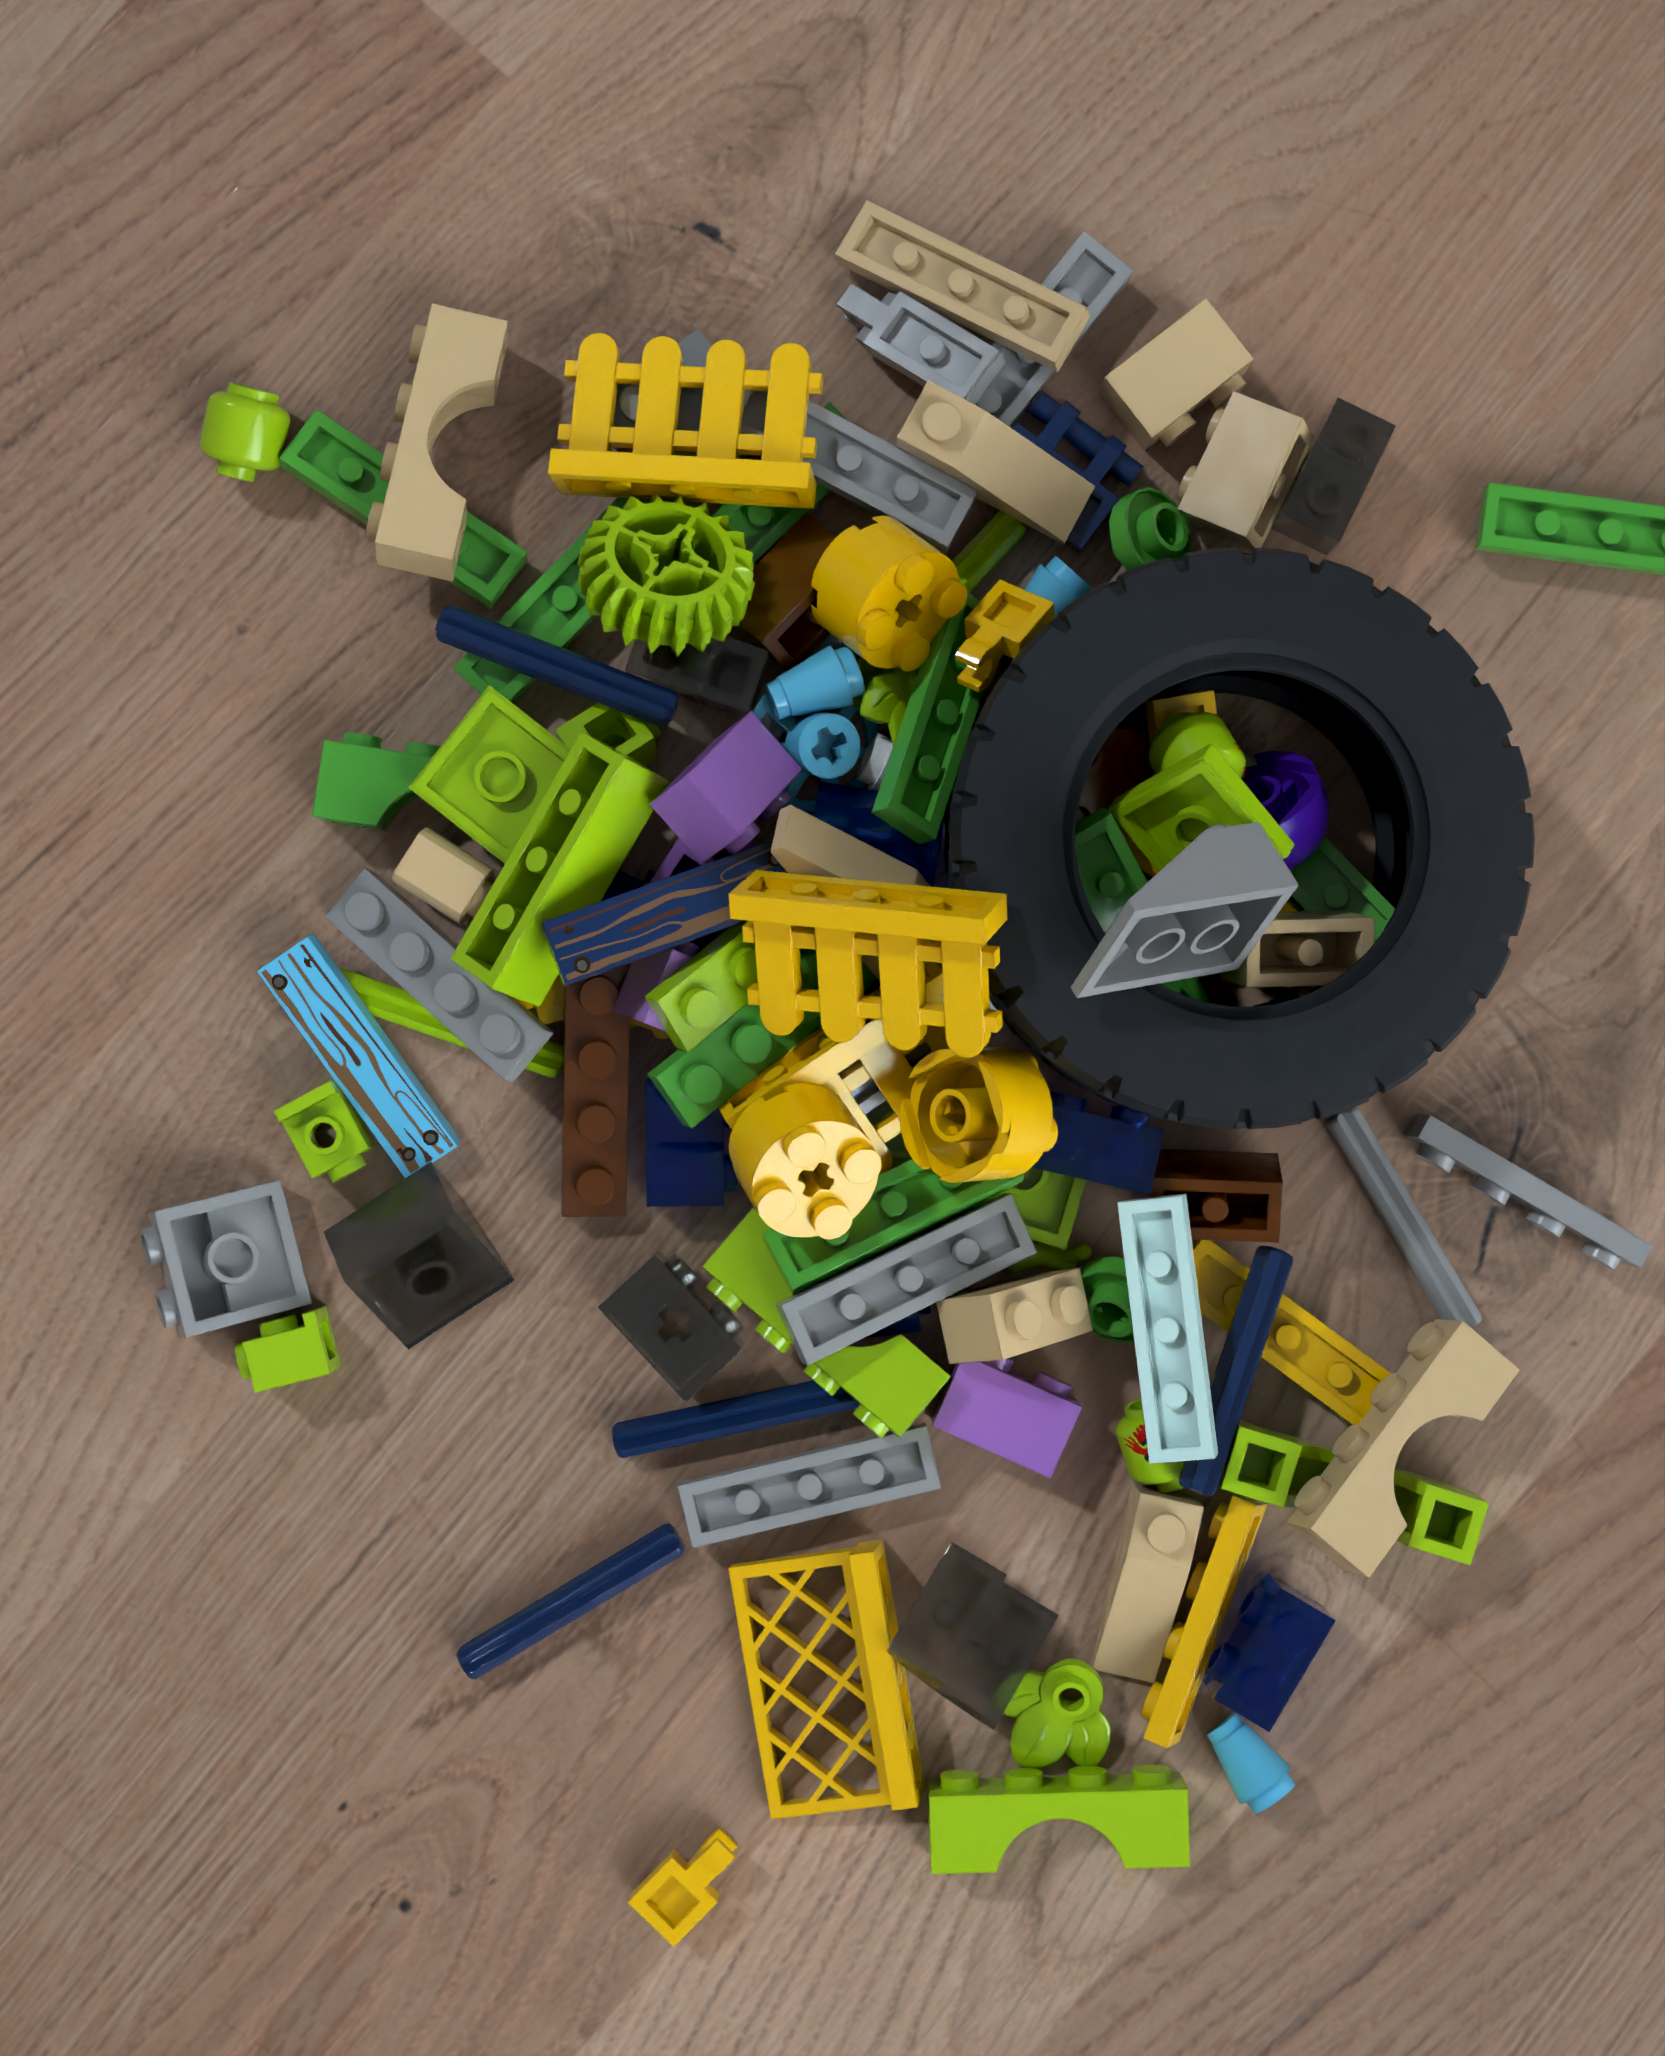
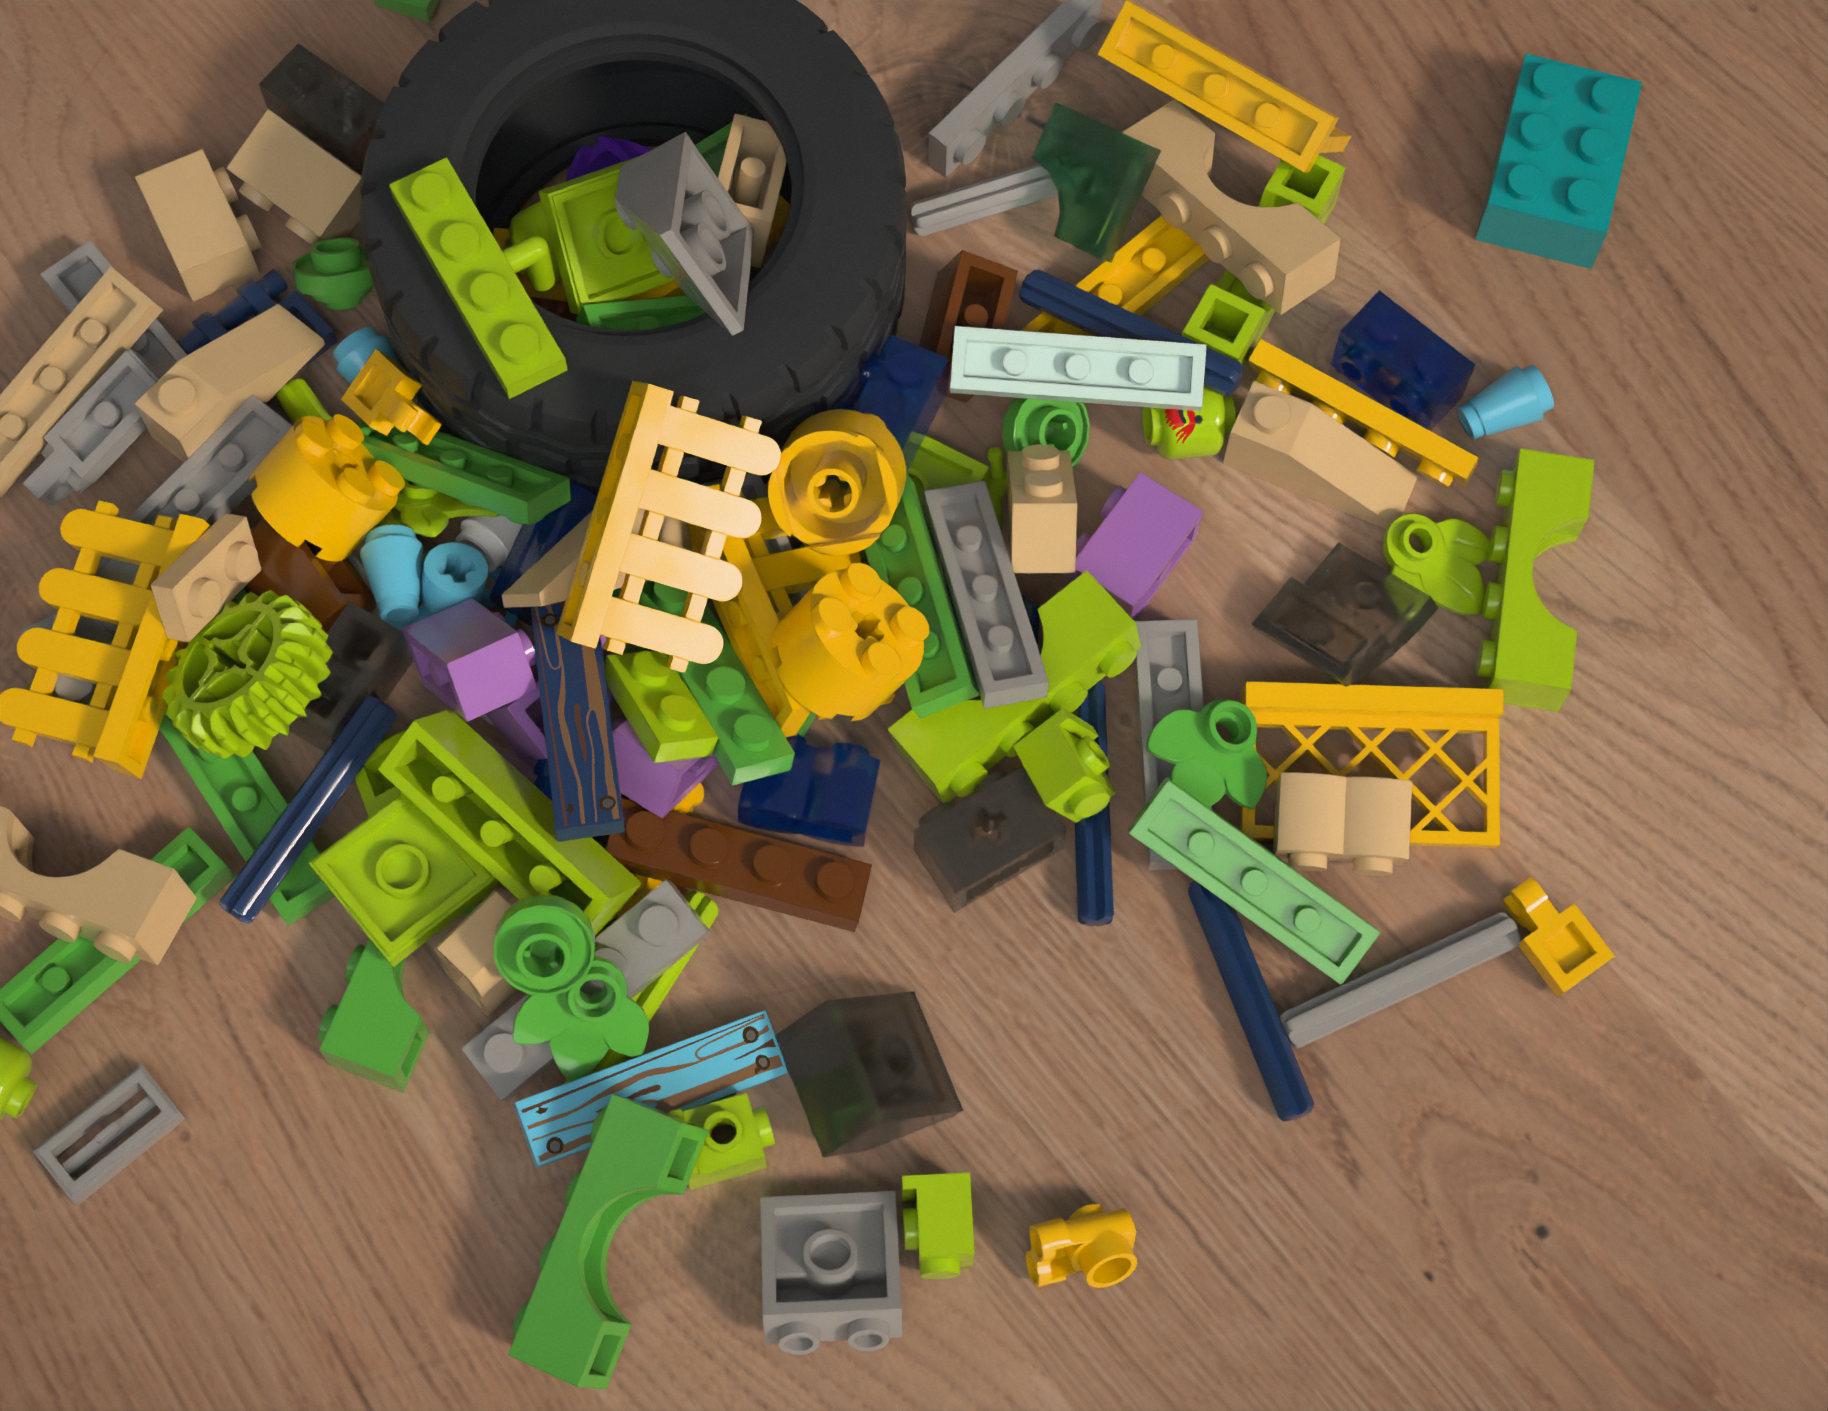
camera: 85 degrees left, 20 degrees down
(126, 1038) = (571, 1318): none -> bright green arch
(267, 594) = (126, 1152): none -> light grey tile
(300, 1496) = (1087, 1242): none -> yellow plate
(399, 982) = (585, 1025): none -> bright green plate
(431, 937) = (544, 945): none -> bright green plate
(615, 1742) = (1400, 979): none -> light grey axle
(672, 1589) = (1253, 881): none -> bright green plate
(748, 1391) = (1067, 766): none -> lime brick
(751, 1667) = (1342, 821): none -> tan brick
(753, 506) = (206, 577): none -> tan plate
(783, 1527) = (1204, 761): none -> bright green plate
(1098, 708) = (483, 276): none -> lime plate
(1411, 1303) = (1096, 178): none -> clear green tile
(1541, 1422) = (1221, 87): none -> yellow fence
(1545, 1783) = (1559, 161): none -> teal brick

